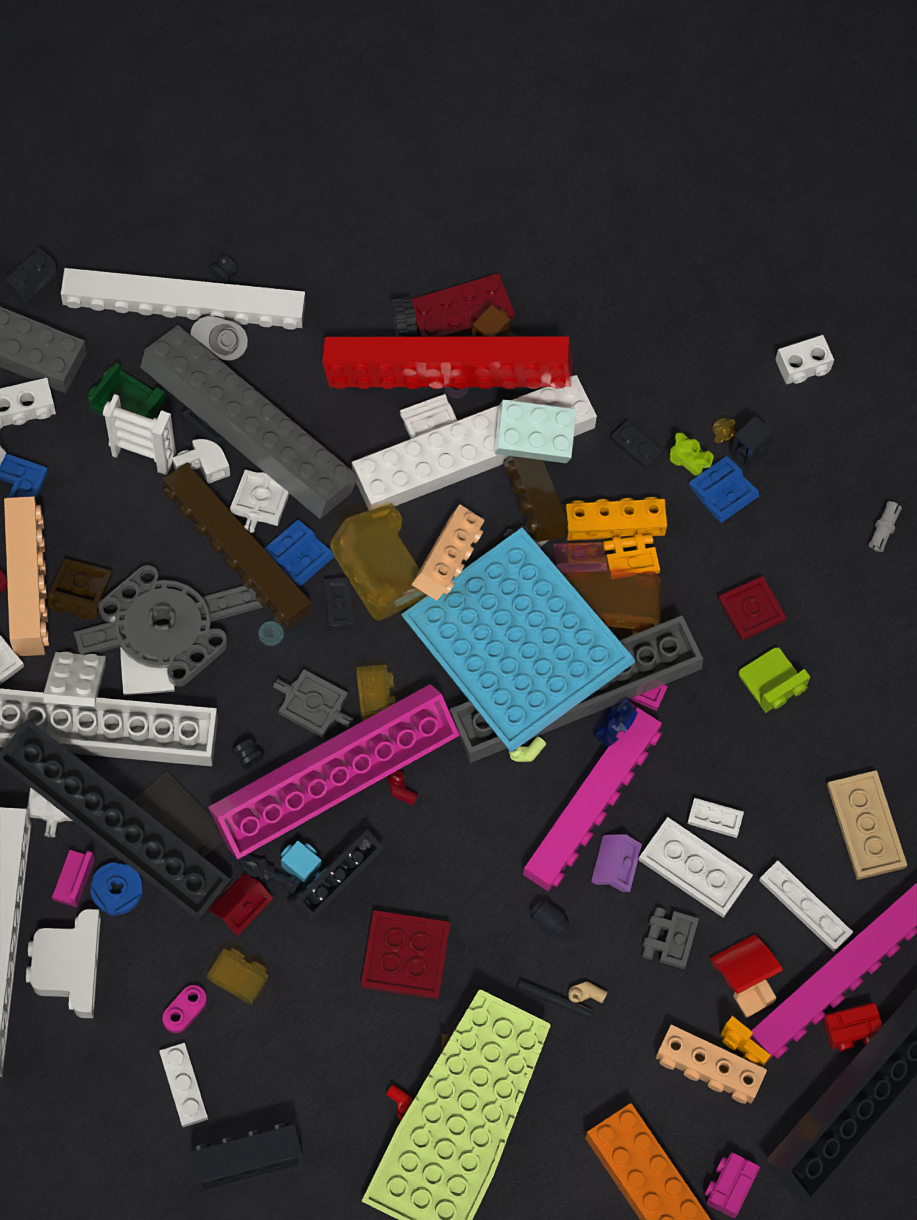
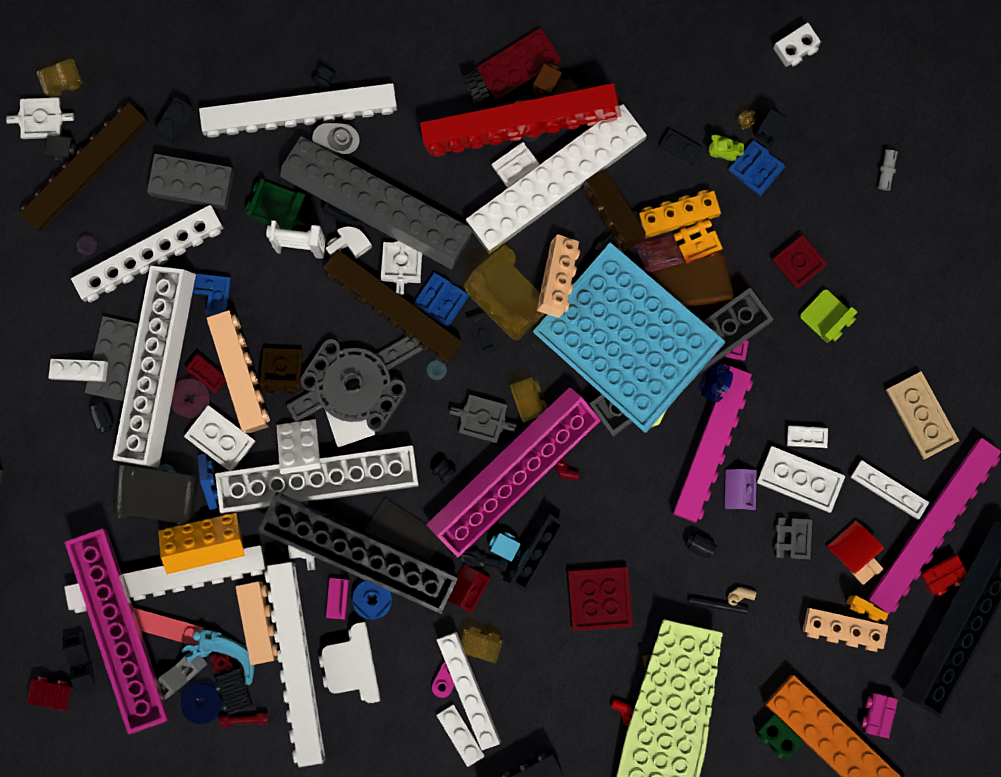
camera: 10 degrees left, 15 degrees up
(208, 1028) = (469, 691): none -> white plate
(535, 431) = (603, 163): light aqua brick -> none
(602, 1178) = (783, 733): none -> dark green brick

